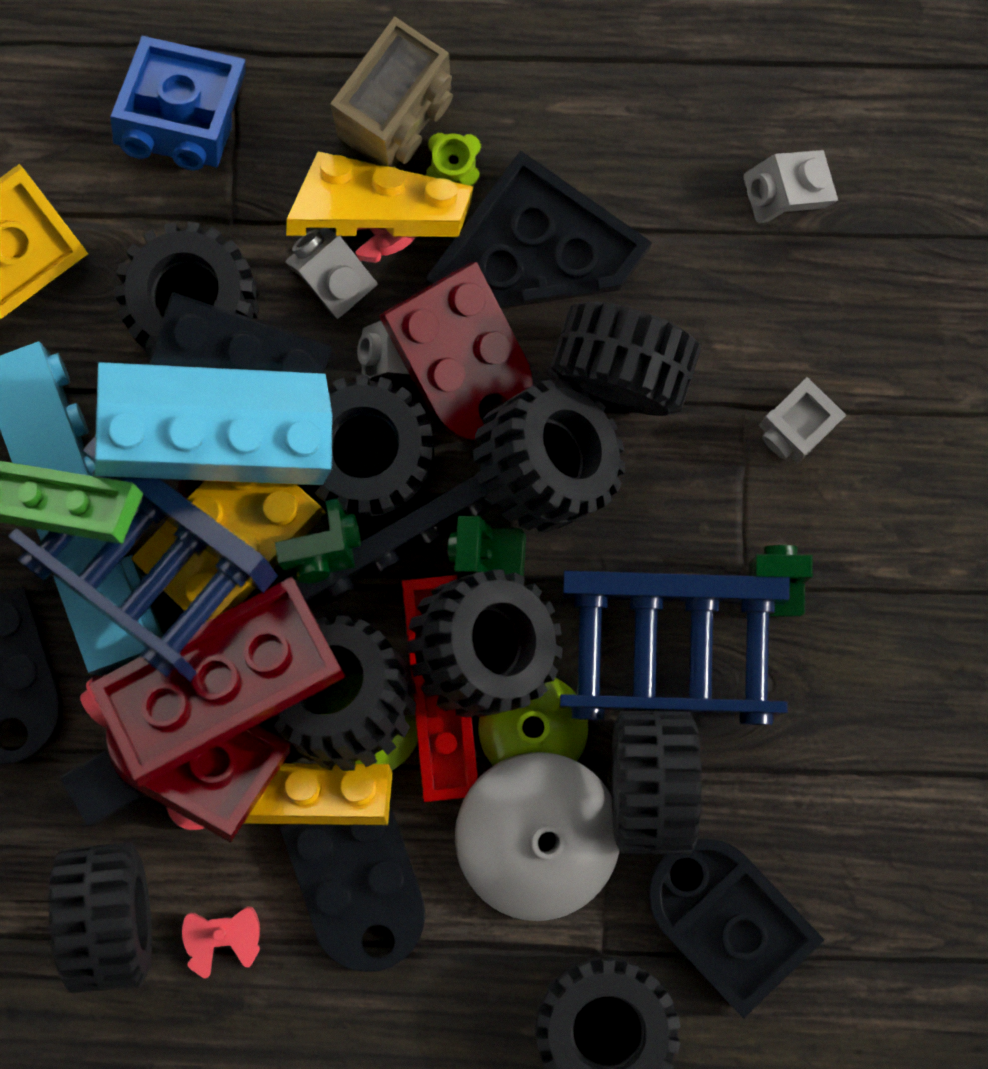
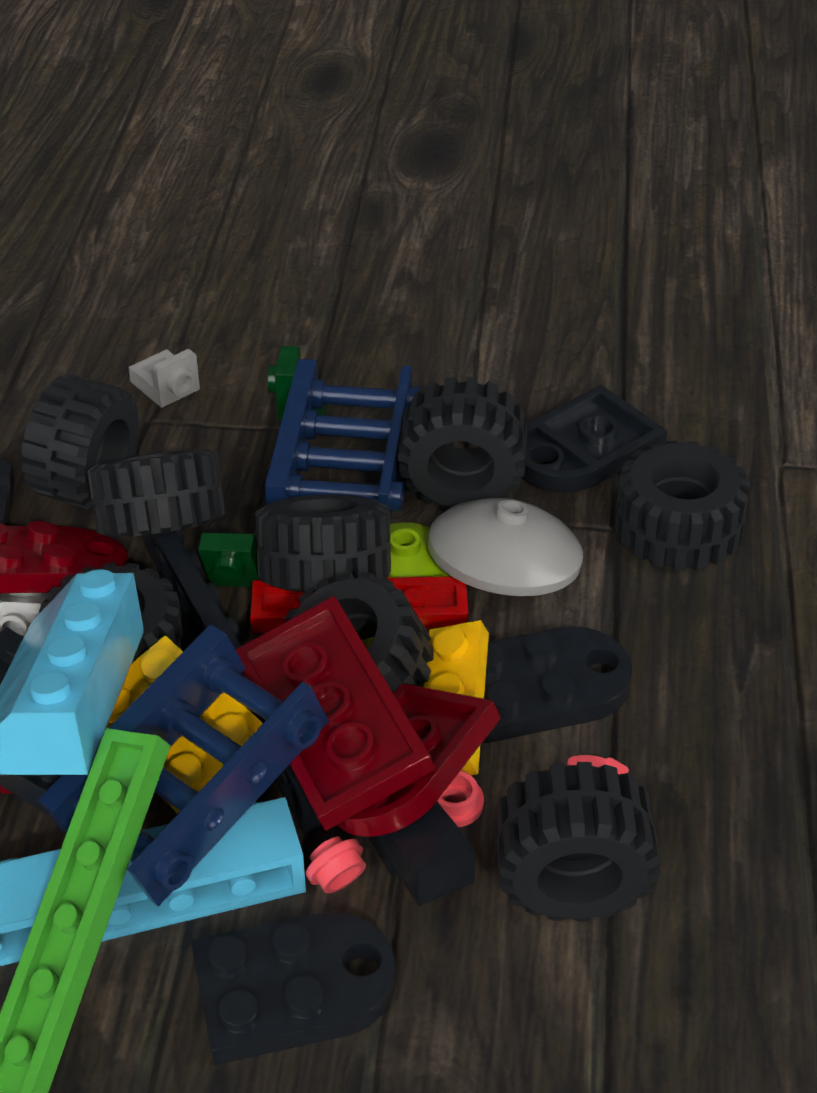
camera: 85 degrees left, 40 degrees down
(317, 555) = (191, 618): dark green bracket -> none

